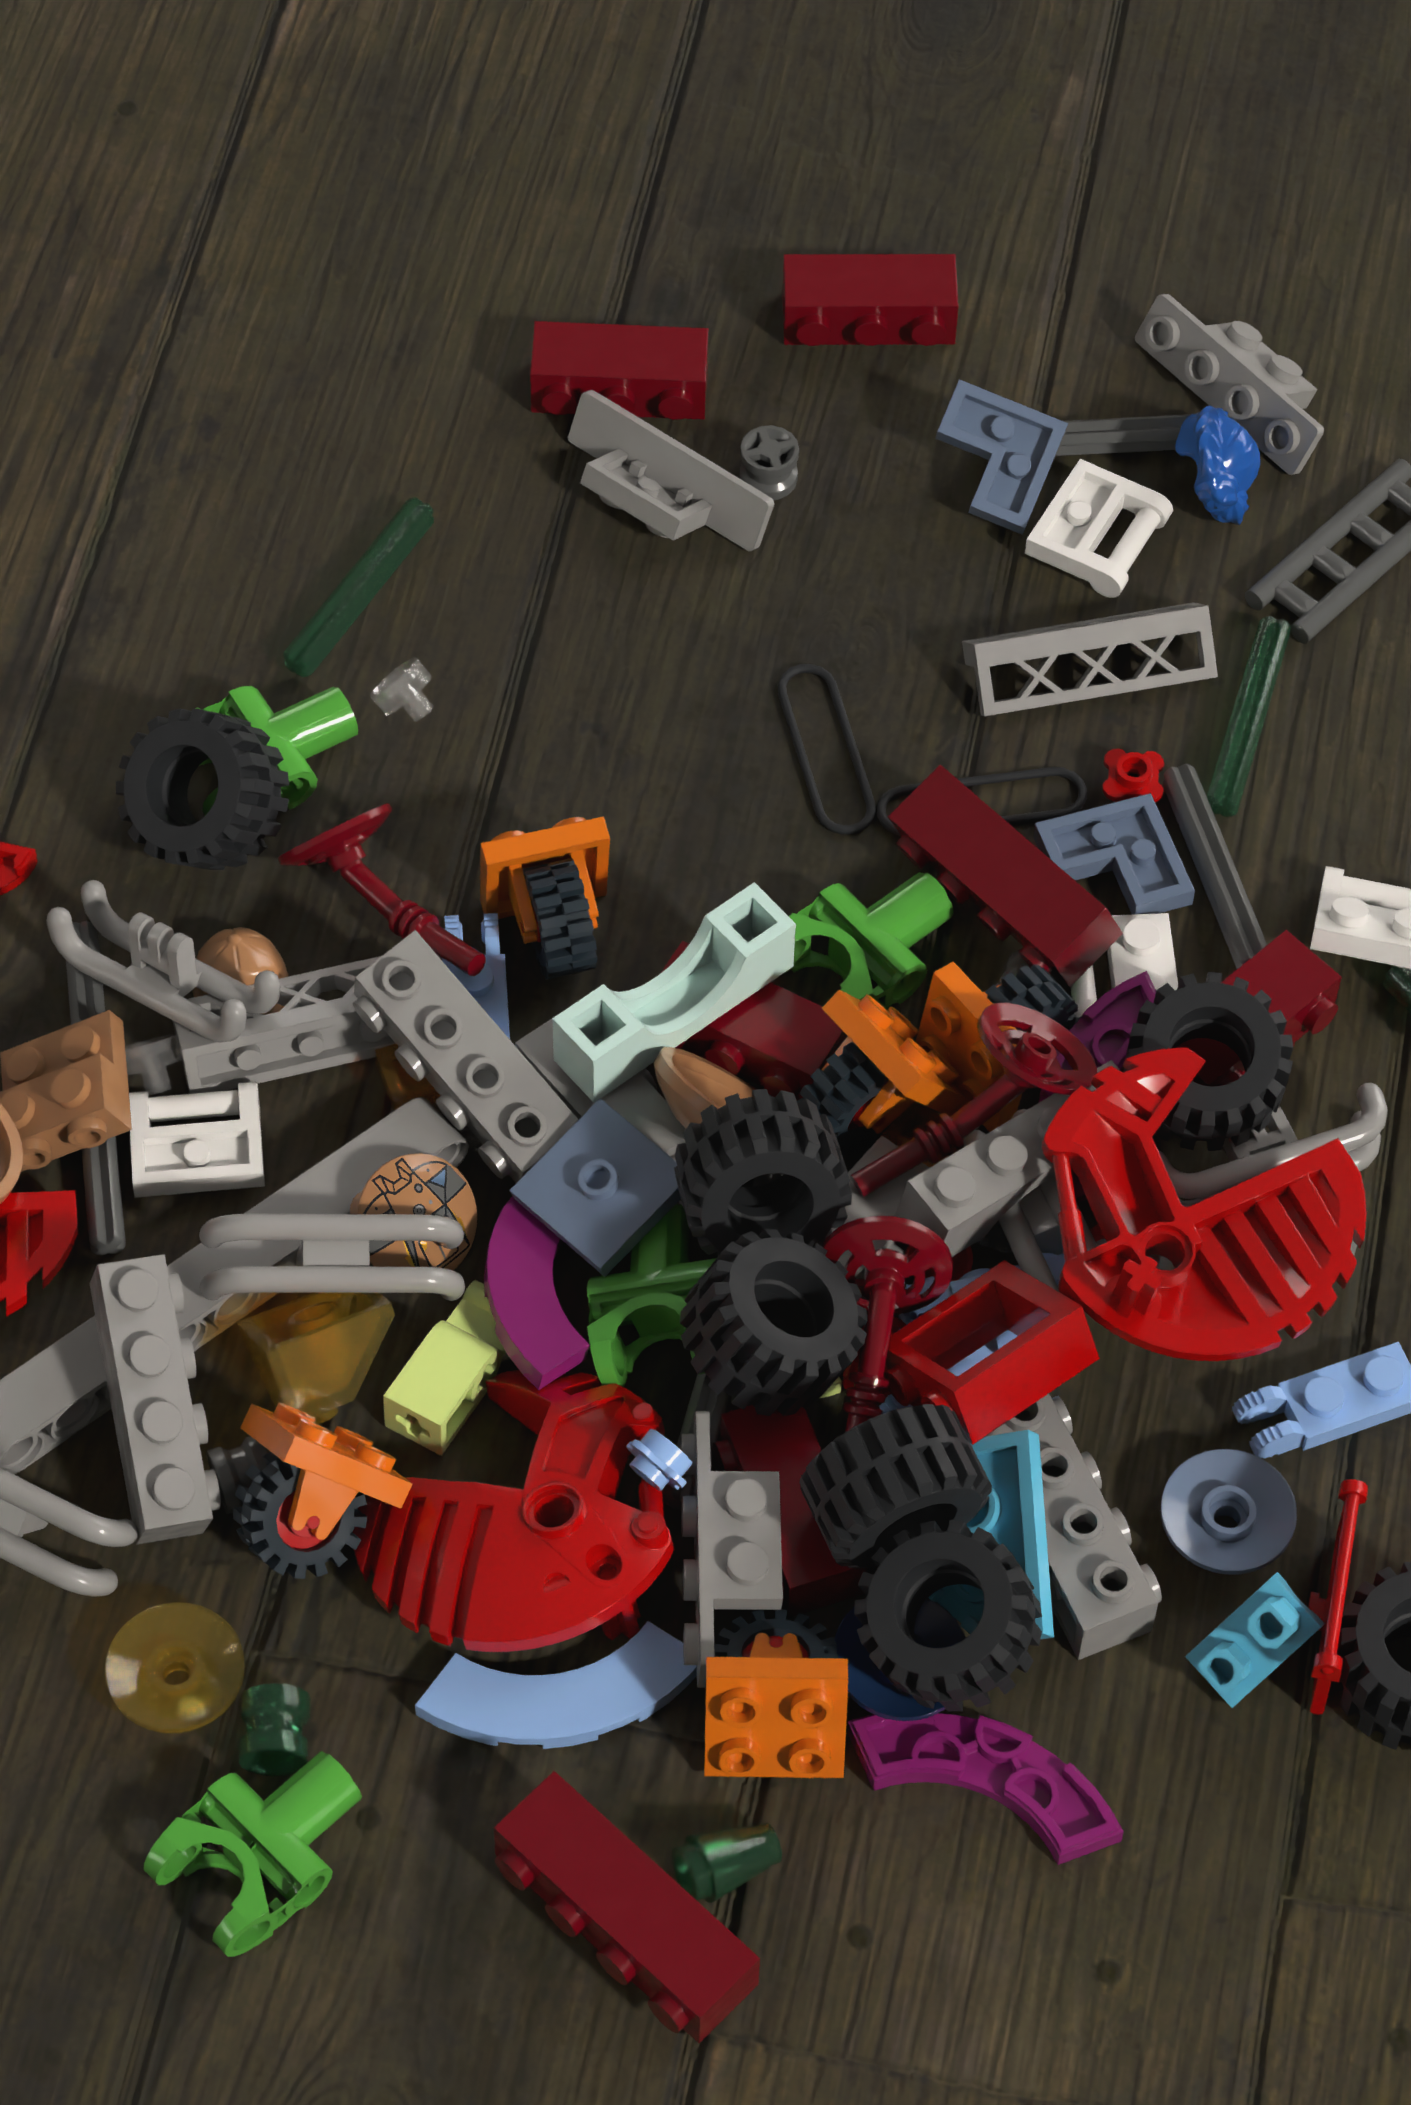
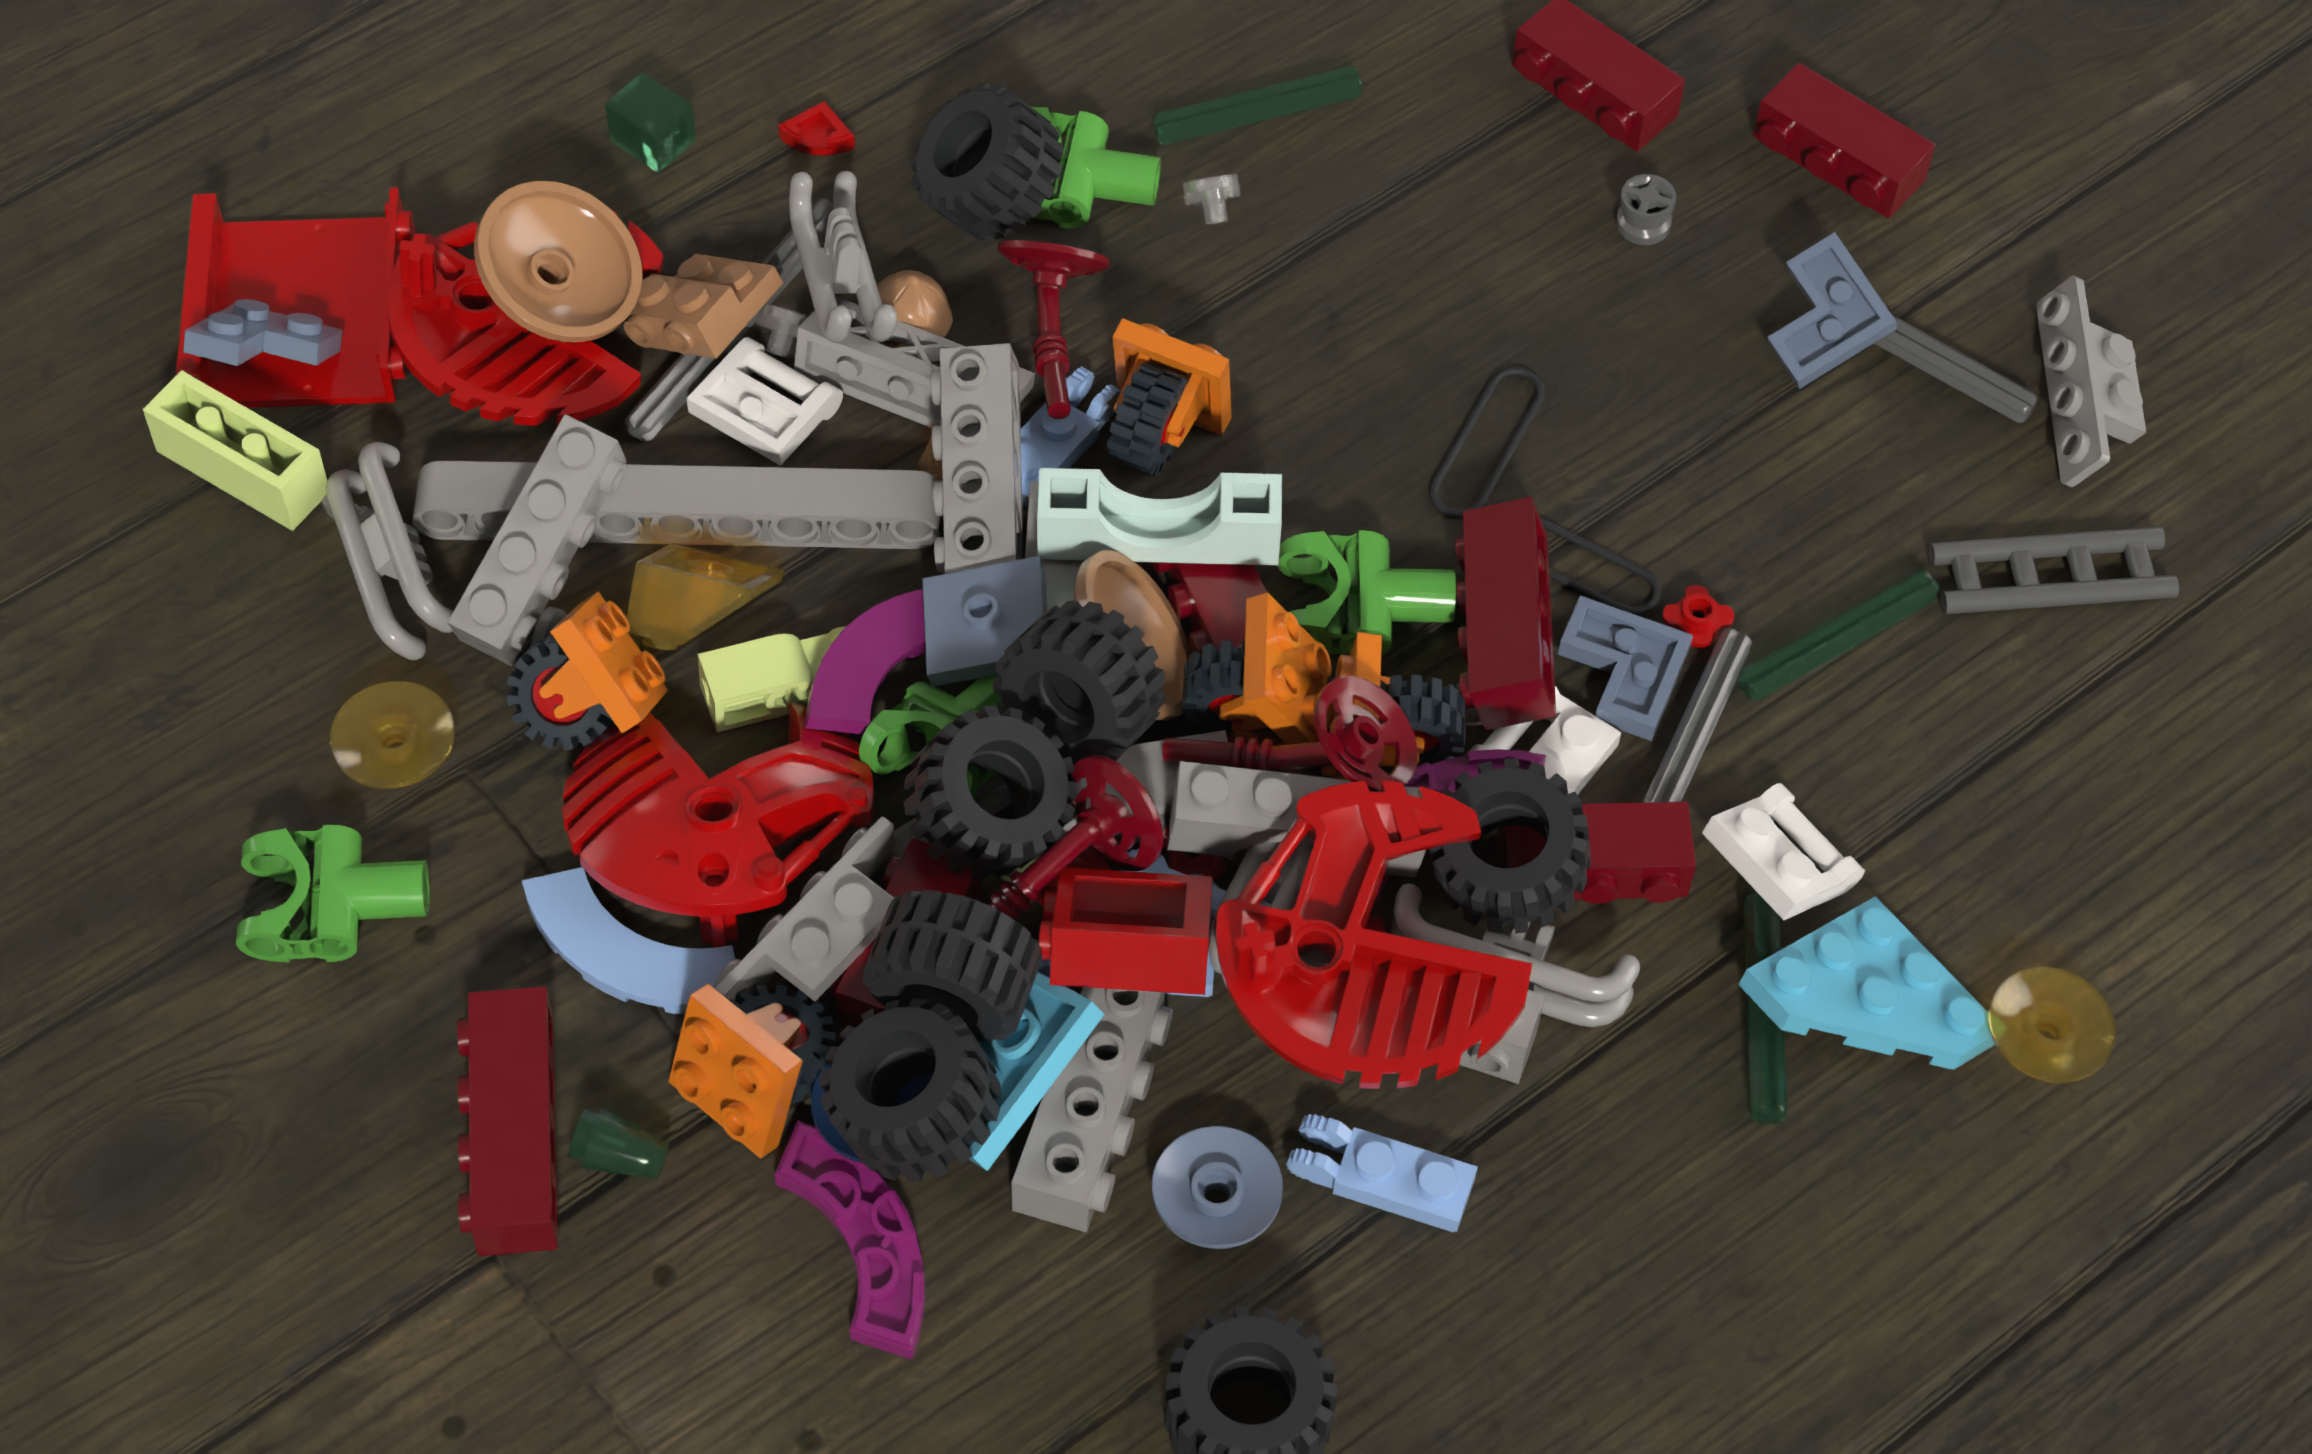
camera: 40 degrees right, 0 degrees up
(274, 1728) = (414, 823): clear green wheel -> none
(332, 1254) = (754, 535): light grey piece -> none
(418, 1186) = (846, 554): medium nougat dish -> none
(659, 1461) = (819, 829): light blue plate -> none
(662, 478) = (1548, 170): light grey bracket -> none
(1083, 516) = (1853, 403): white plate -> none
(1089, 635) = (1764, 490): light grey fence -> none
(1224, 459) = (1997, 429): blue hair -> none
(1254, 1640) = (1131, 1289): medium azure hips -> none
(1327, 1663) = (1250, 1285): red door -> none

